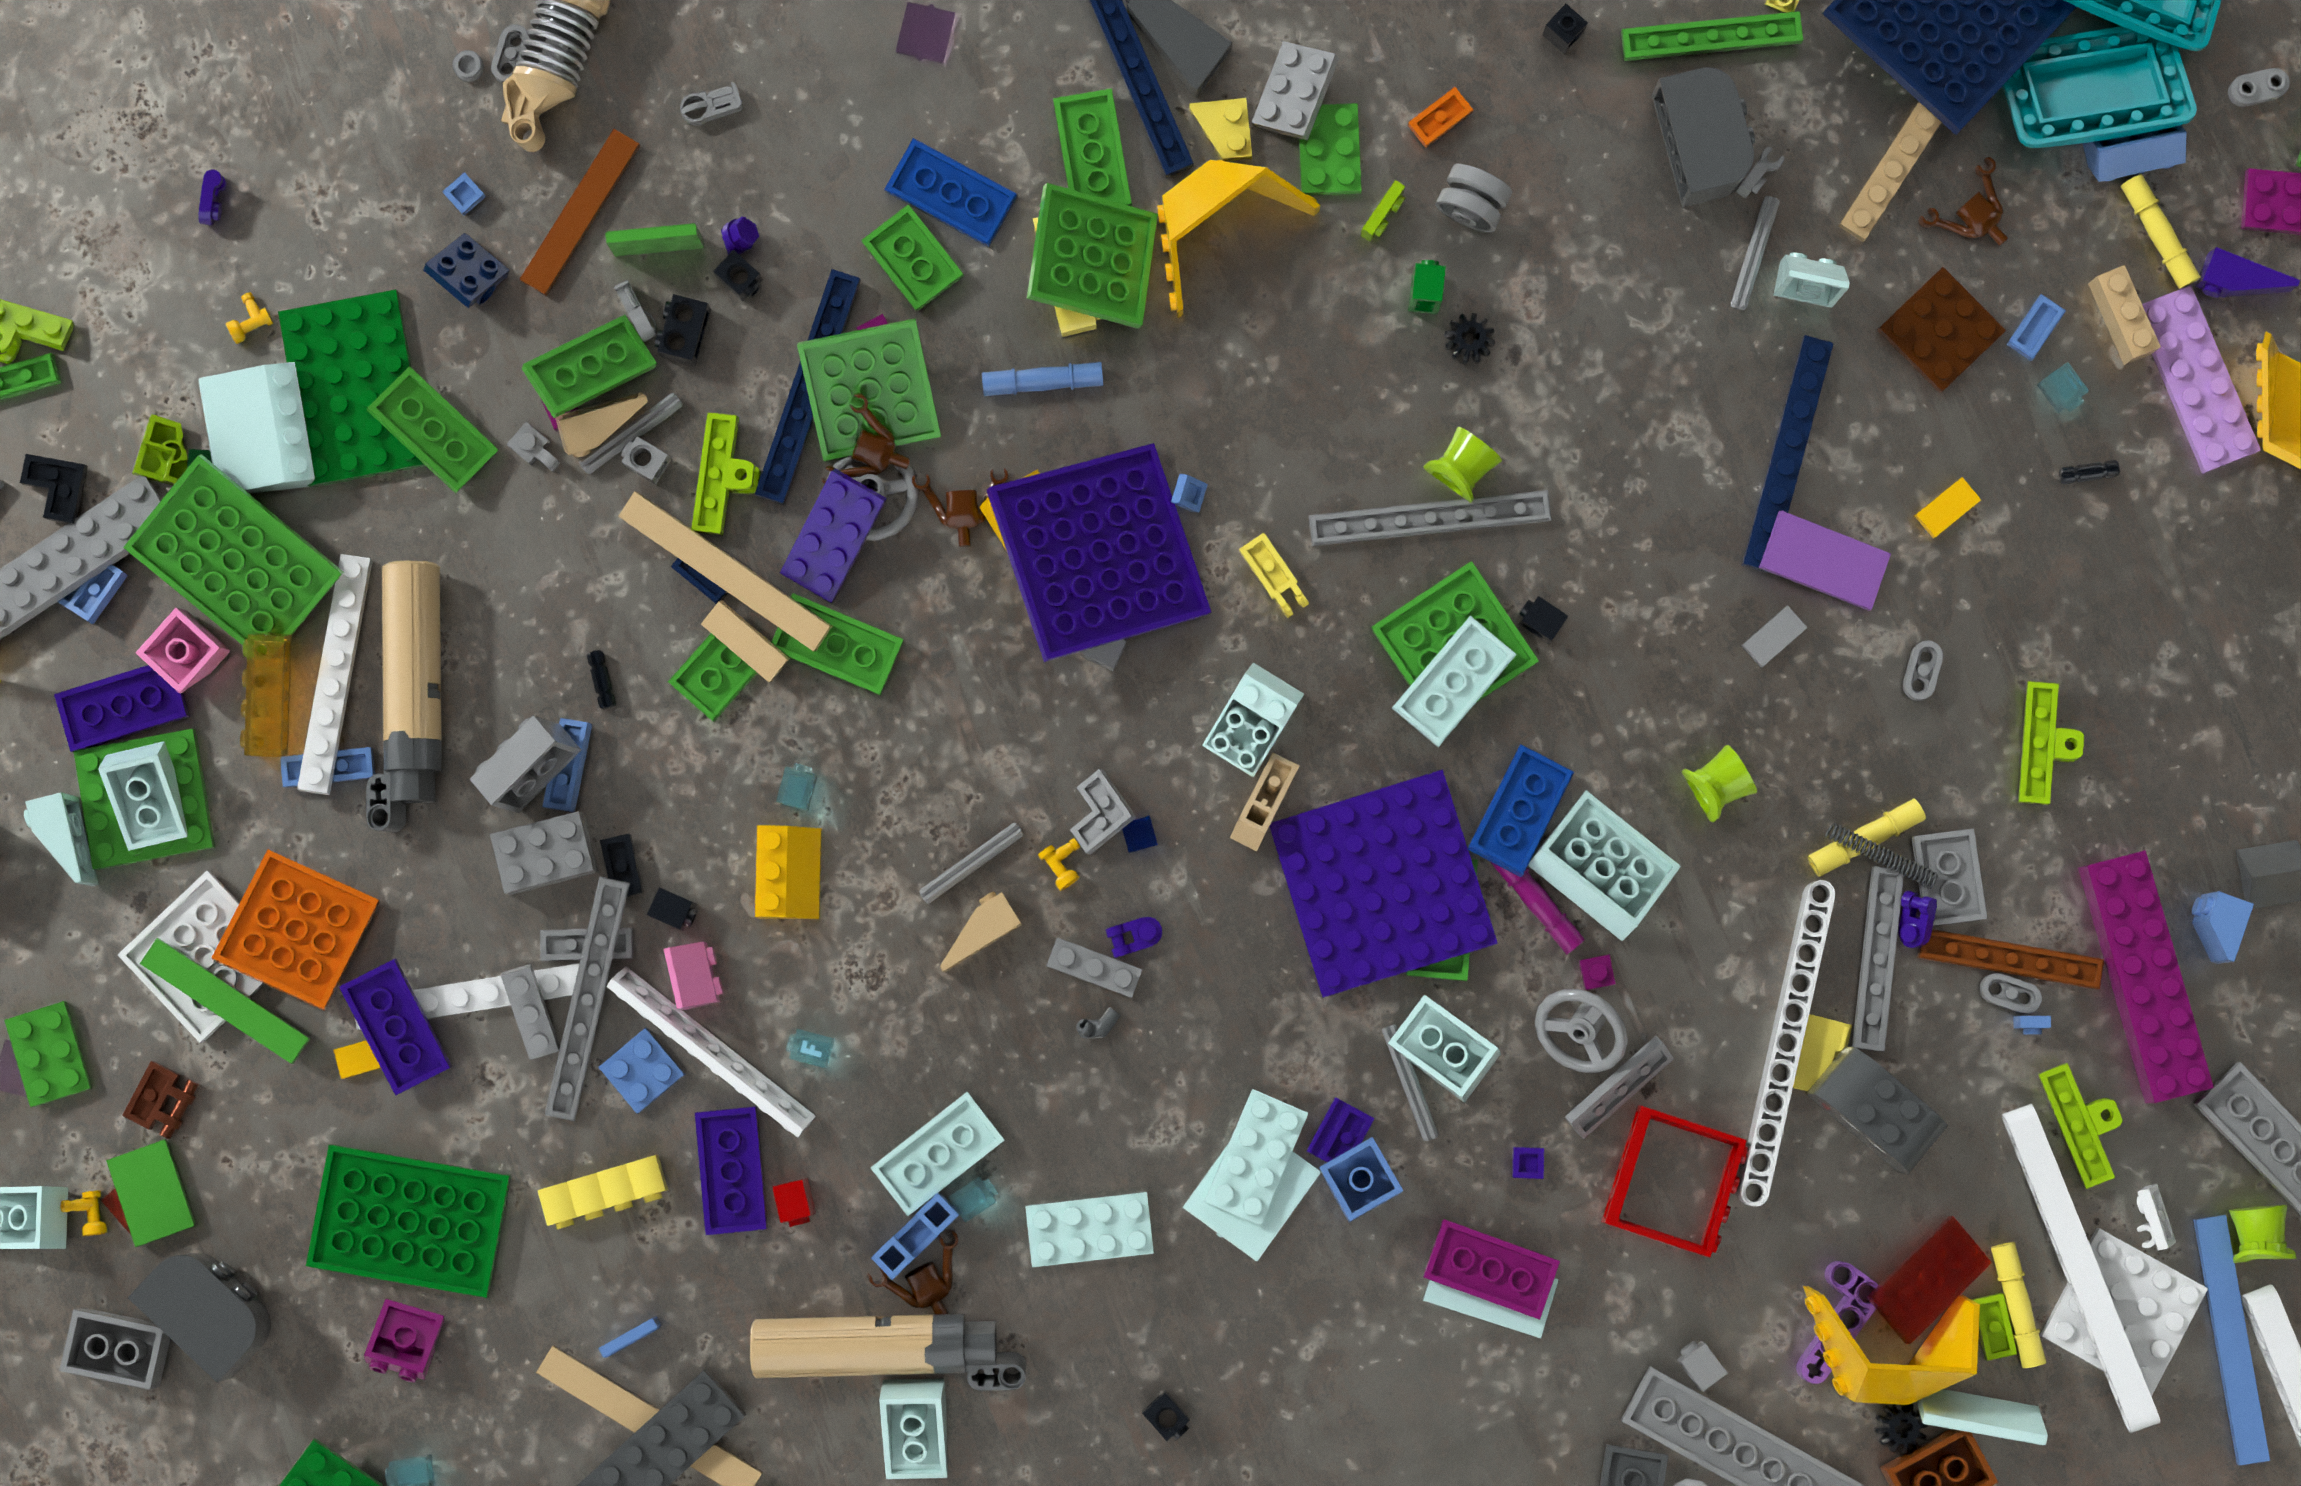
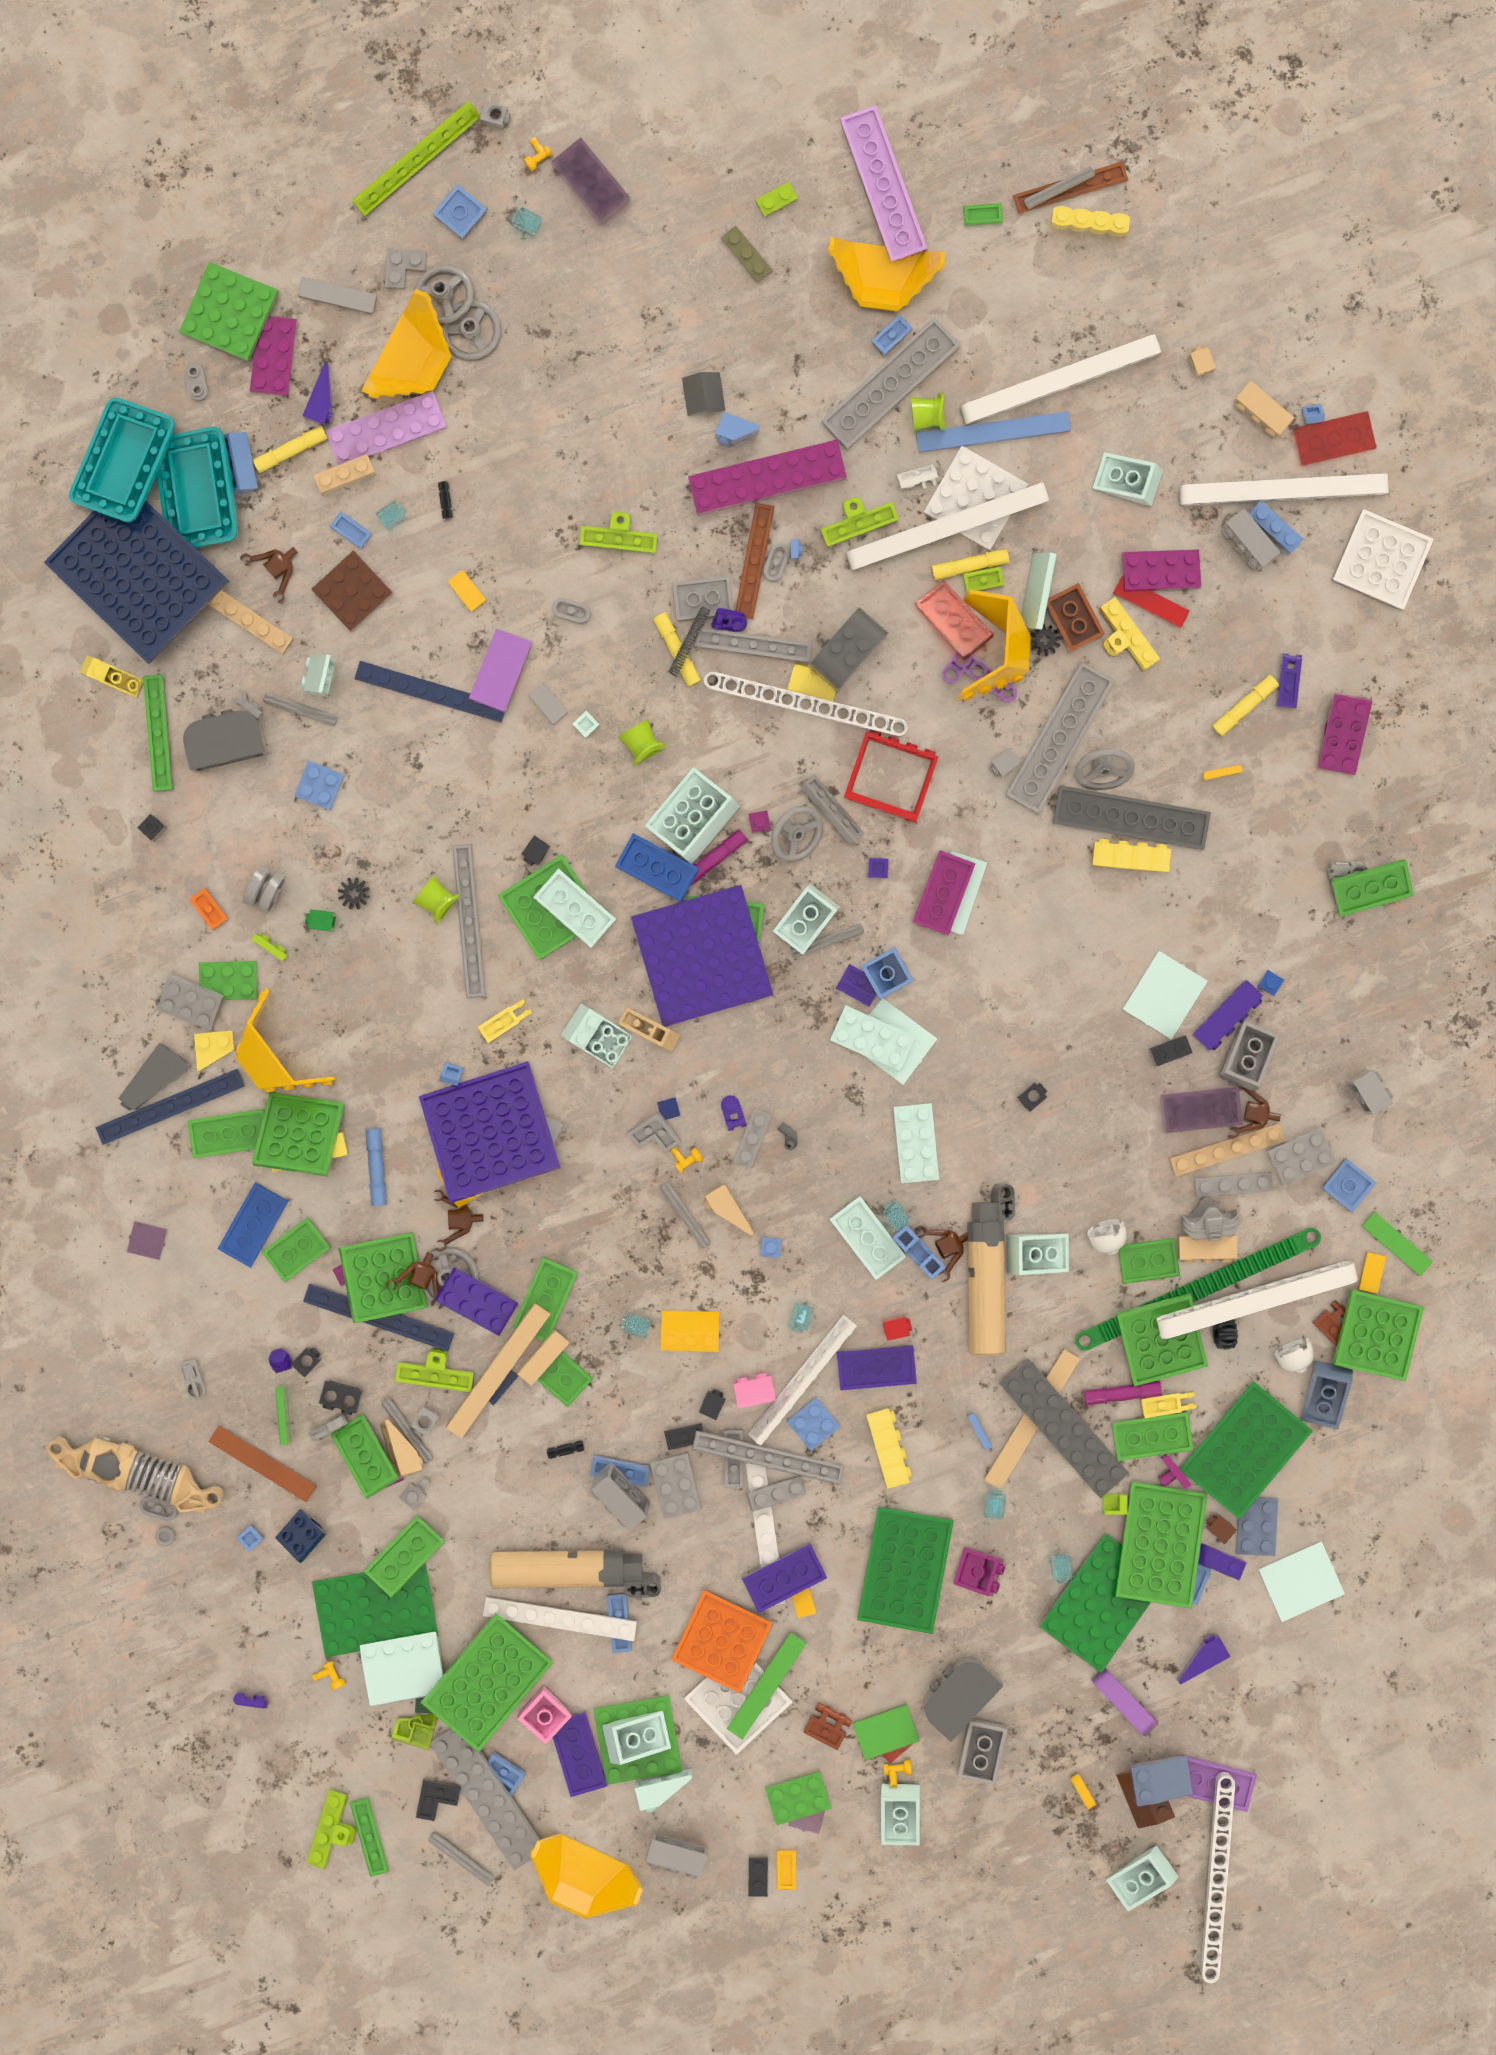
camera: 90 degrees left, 5 degrees up
(266, 694) = (572, 1661): clear yellow brick -> none
(511, 1363) = (994, 1504): none -> clear light blue brick
(921, 999) = (770, 1247): none -> medium blue plate
(1636, 284) = (319, 785): none -> medium blue plate
(1744, 695) = (586, 724): none -> light aqua plate

